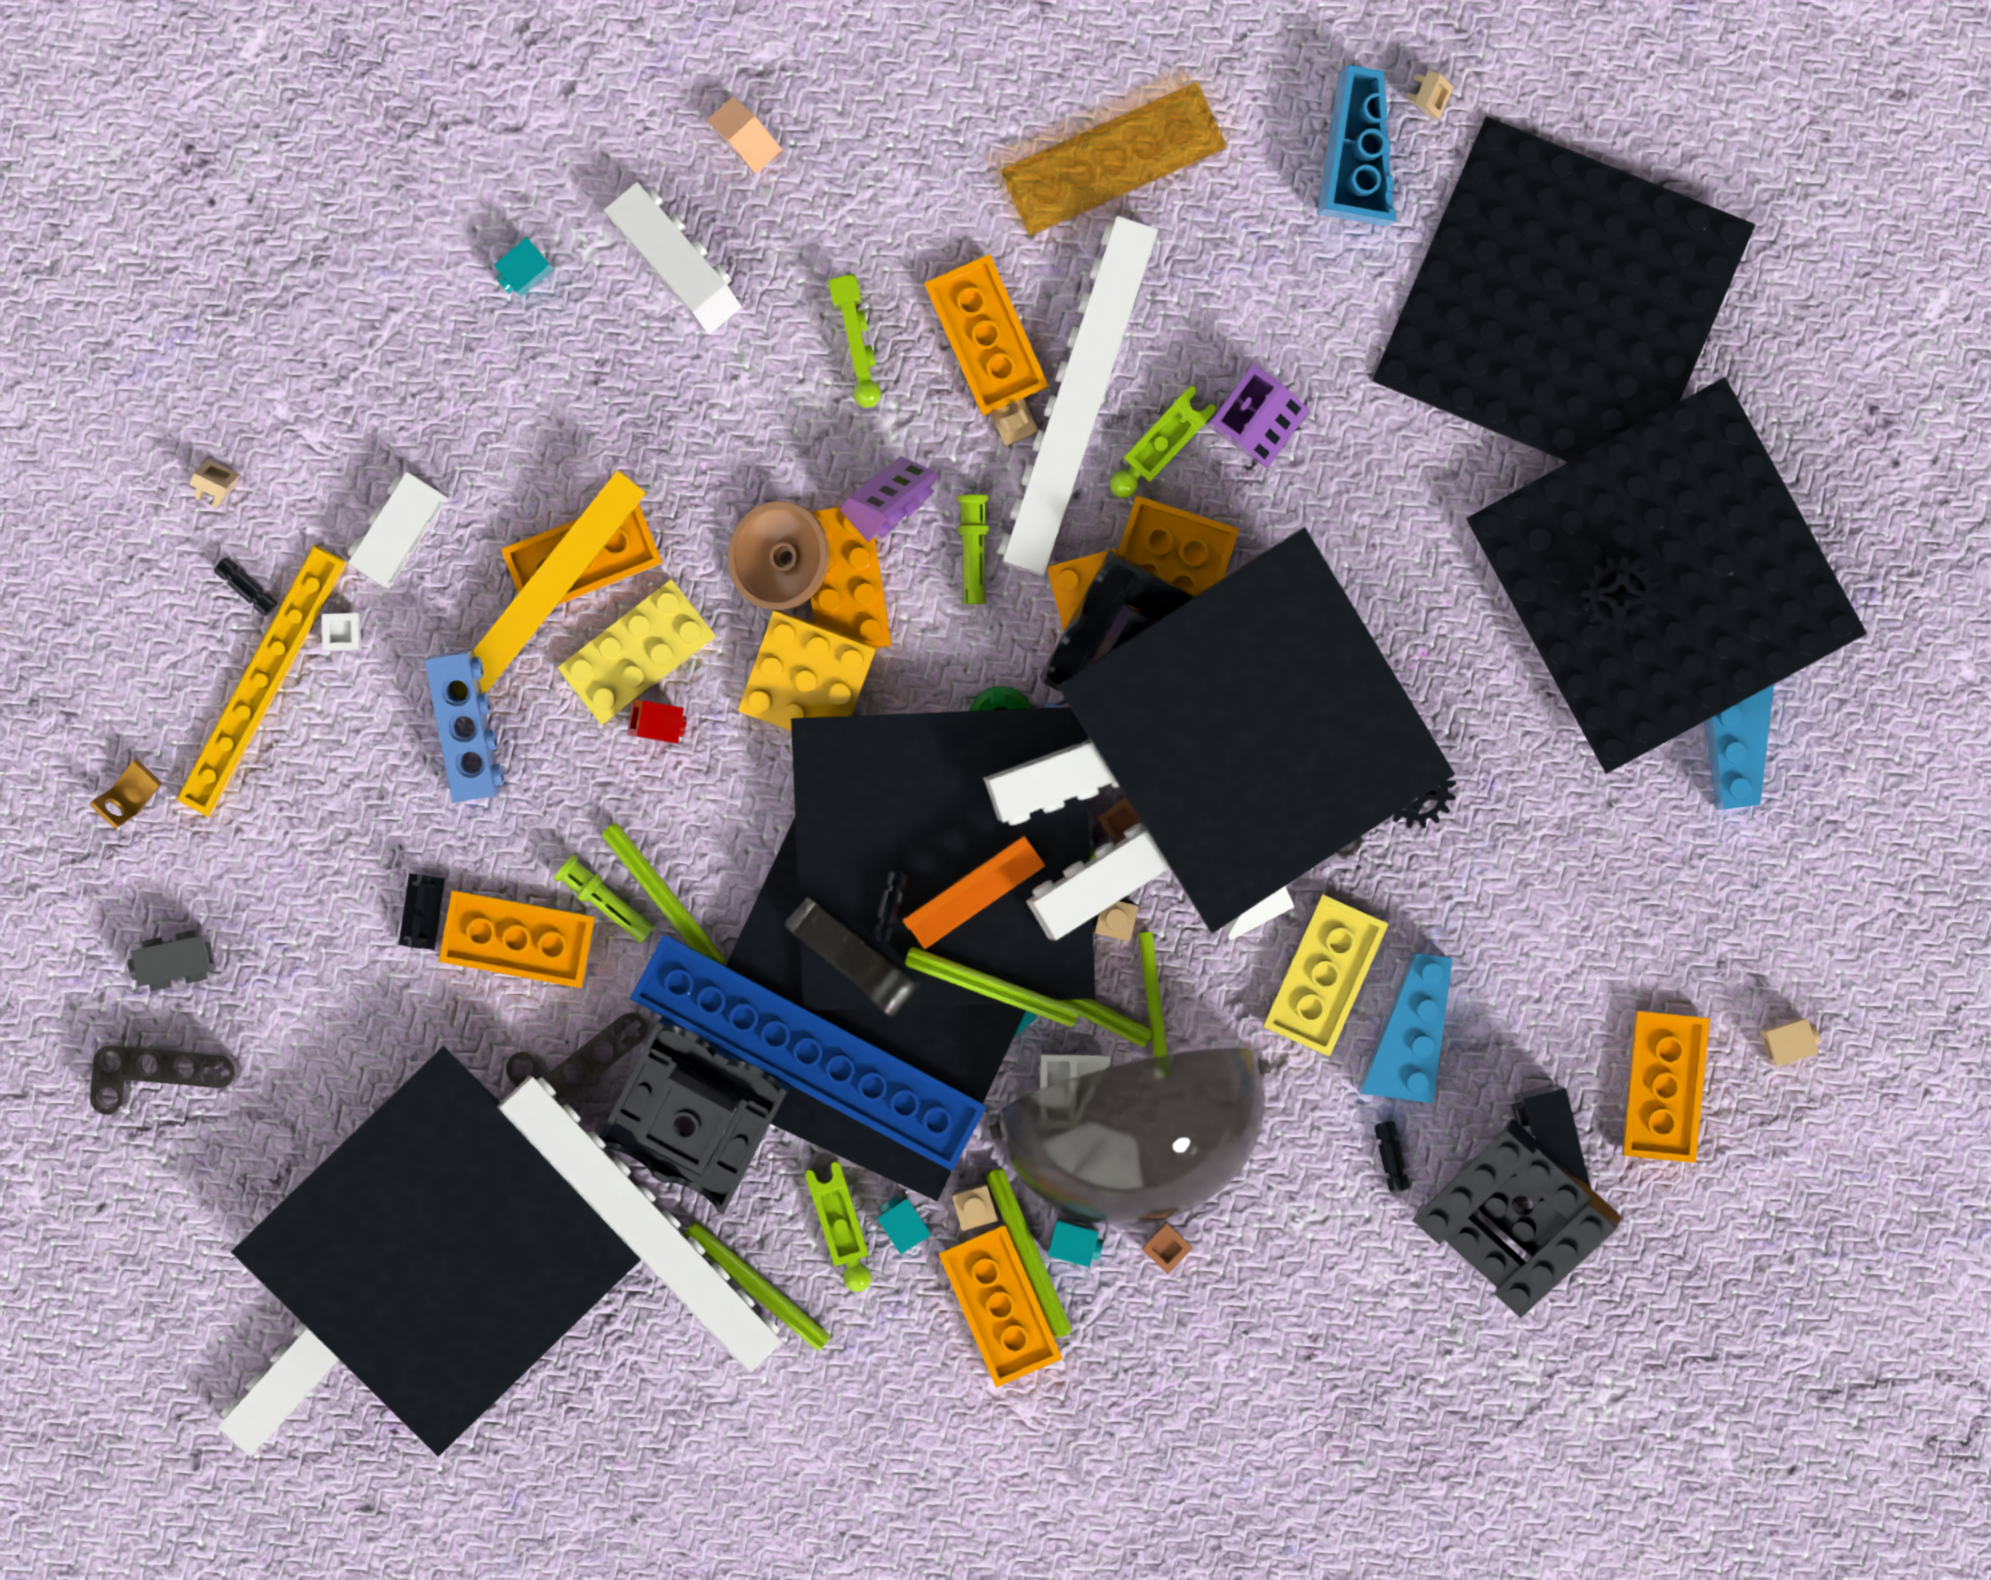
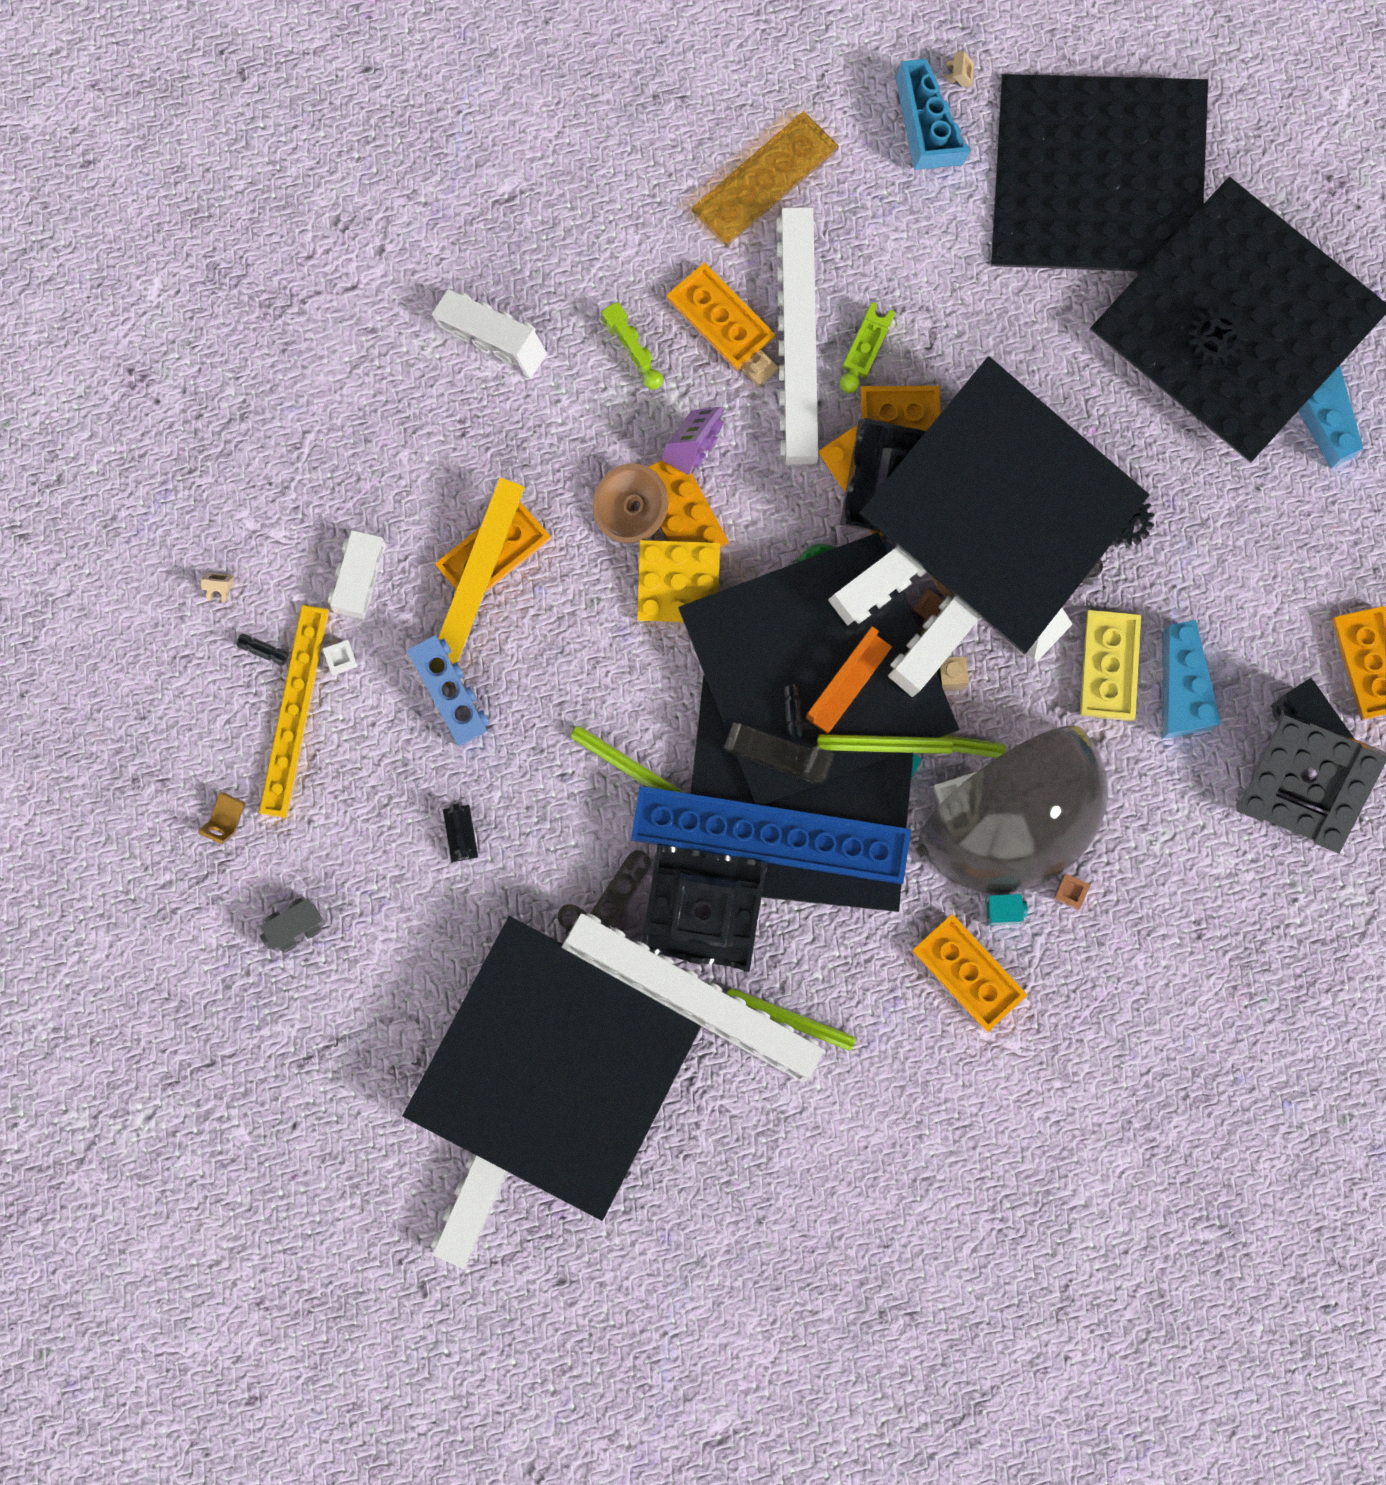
camera: 20 degrees left, 10 degrees down
(166, 1071) = (312, 1009): clear smoke beam -> none
(517, 939) = (535, 829): light orange plate -> none
(522, 268) = (387, 372): teal brick -> none
(590, 888) = (575, 772): lime pin -> none
(636, 652) = (552, 604): light yellow plate -> none
(656, 721) = (583, 644): red brick -> none
(744, 134) = (511, 239): light nougat slope -> none
(840, 1225) = (835, 954): lime plate -> none
(903, 1223) = (879, 937): teal brick -> none
(973, 532) = (758, 448): lime pin -> none
(974, 1206) = (926, 907): tan brick -> none
(1028, 1252) = (956, 908): lime axle -> none
(1153, 993) = (992, 713): lime bar -> none
(1259, 416) = (925, 307): medium lavender slope -> none
(1392, 1156) = (1204, 775): black axle -> none

